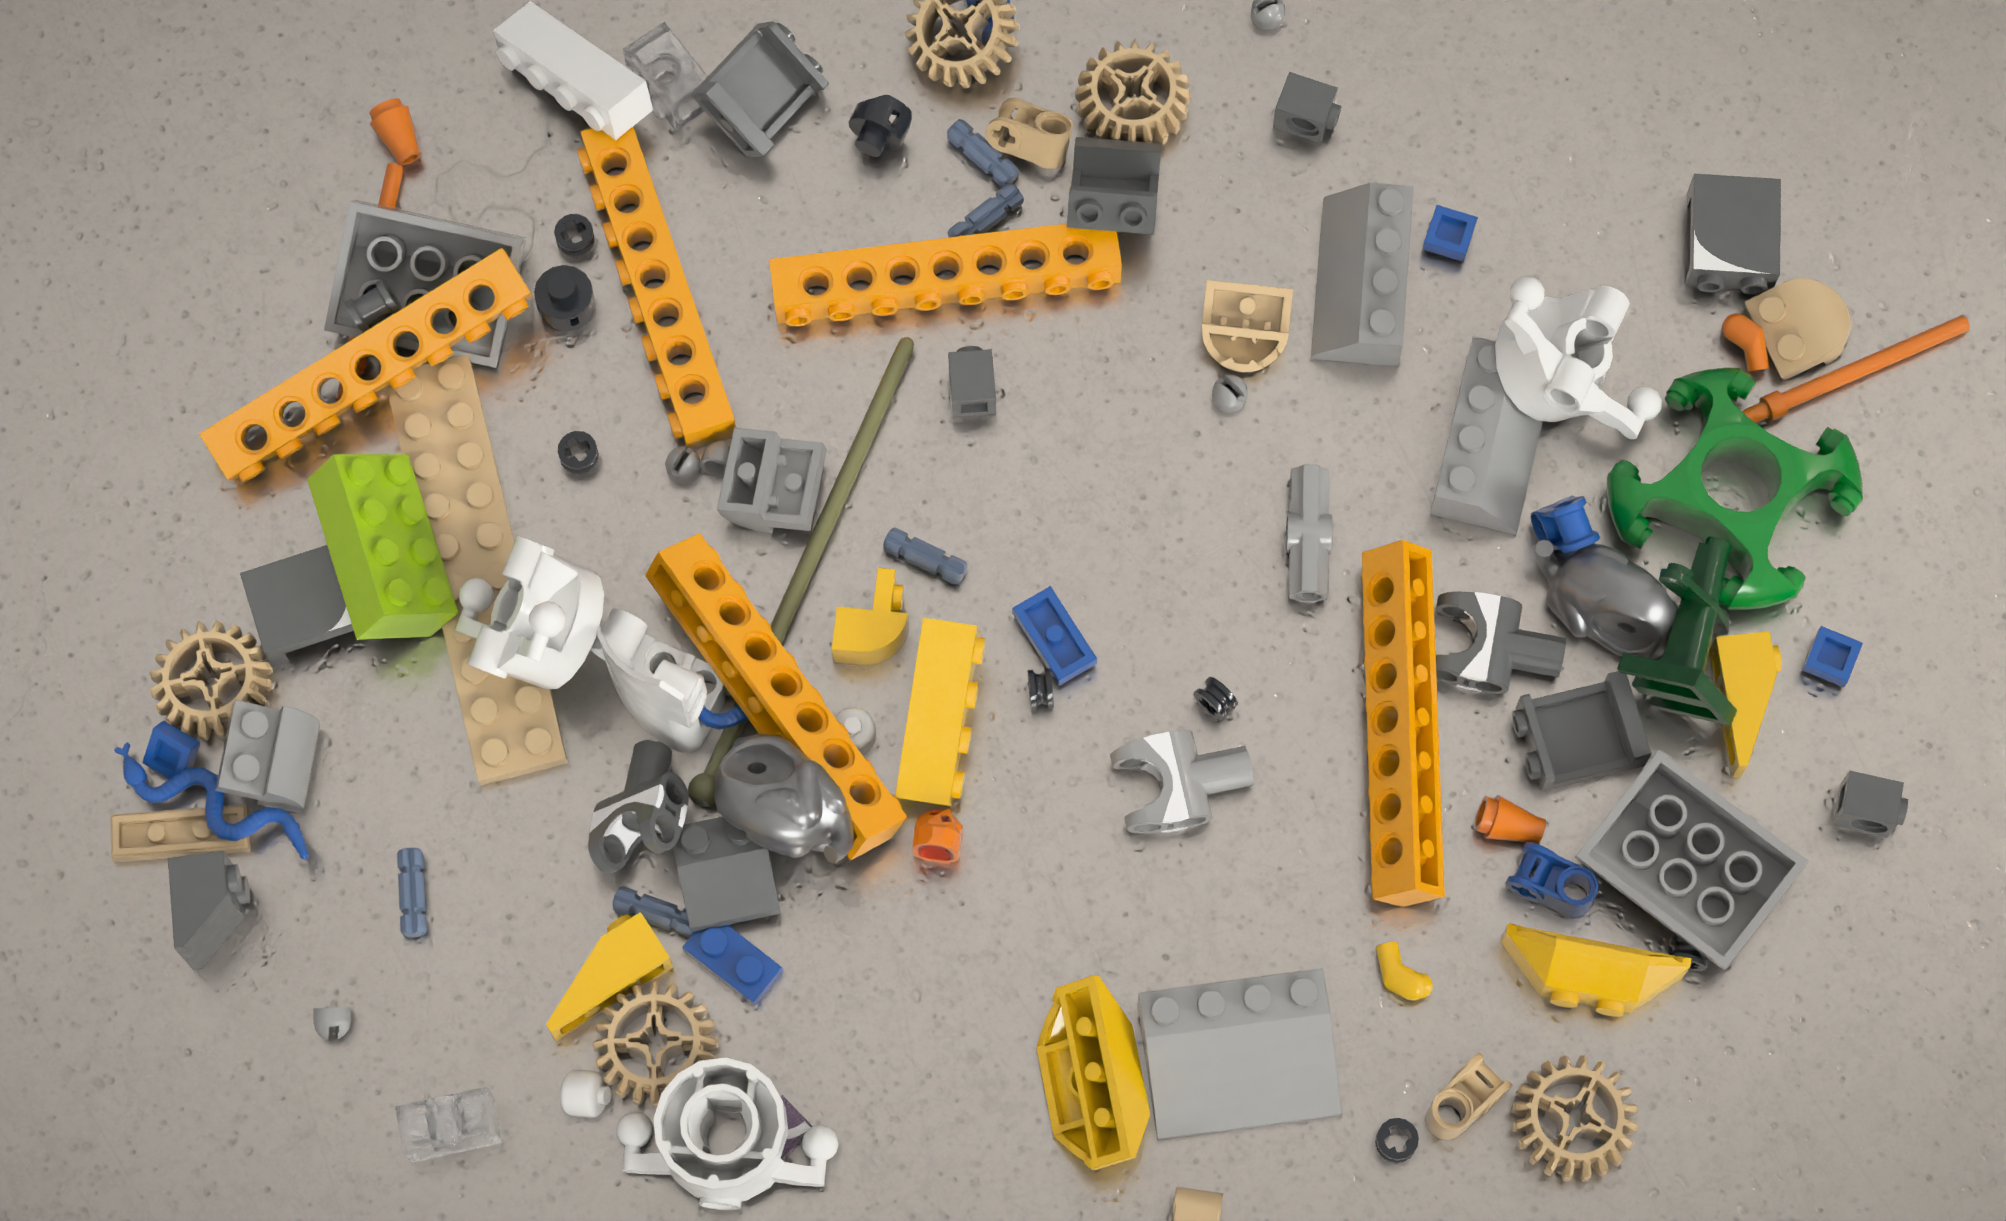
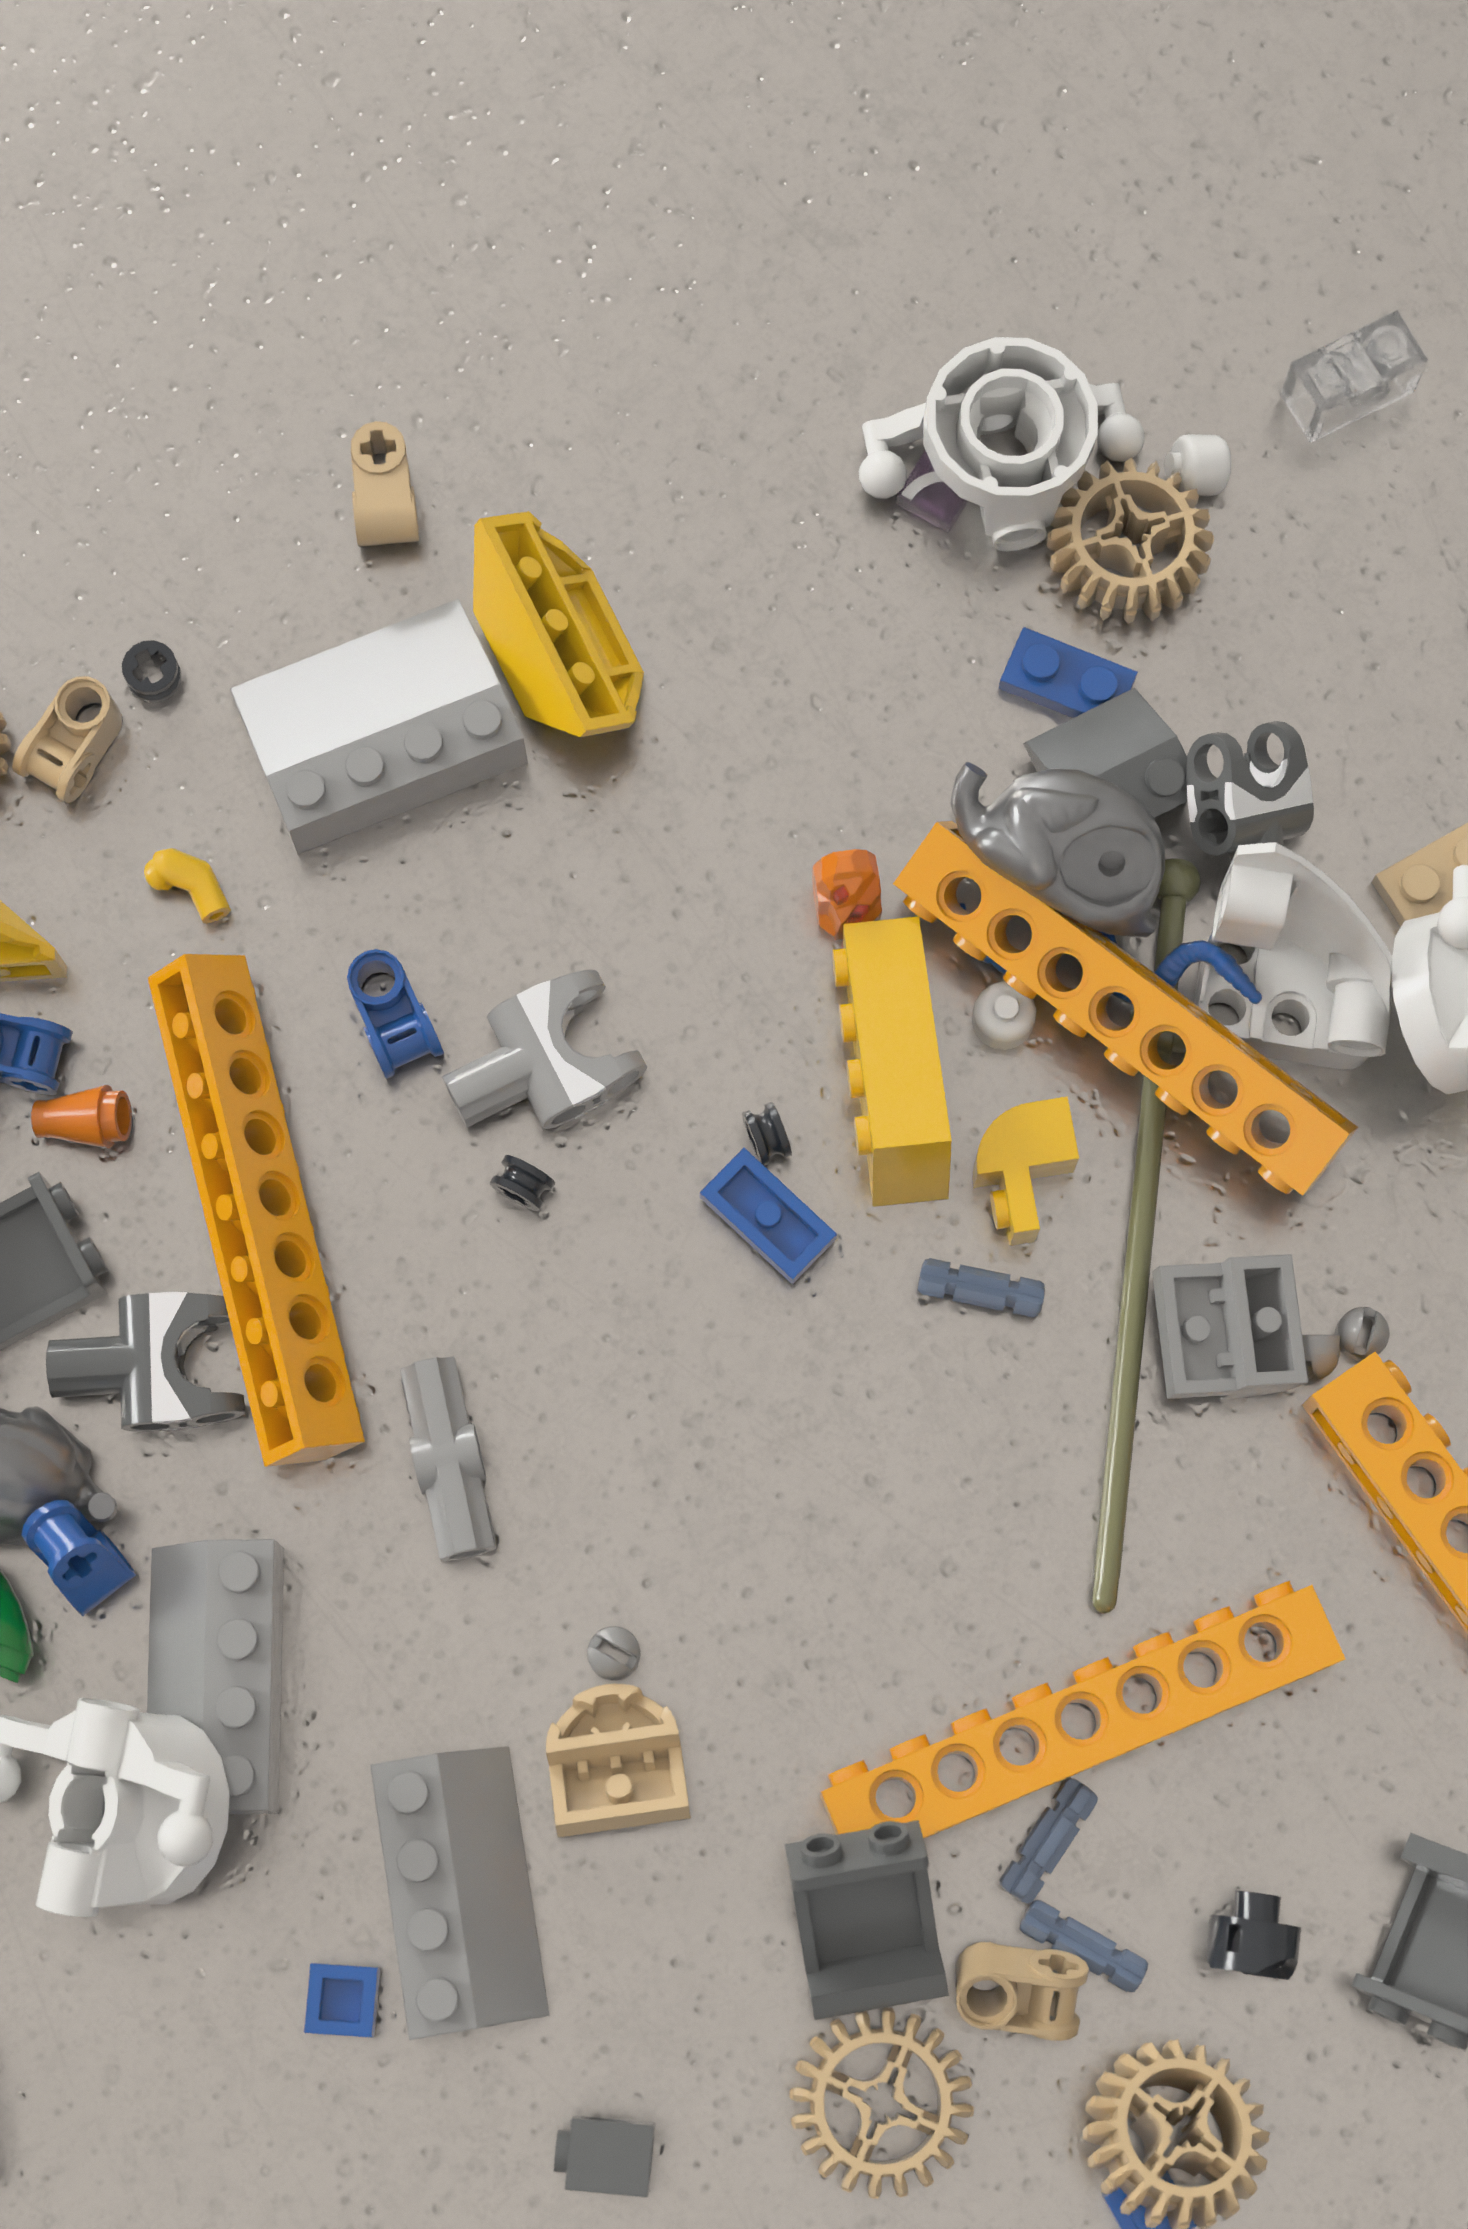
camera: 165 degrees right, 5 degrees up
(619, 961) = (1206, 628): yellow slope -> none
(655, 911) = (1199, 712): sand blue axle -> none
(972, 382) = (991, 1561): dark grey brick -> none
(1277, 830) = (394, 1022): none -> blue piece

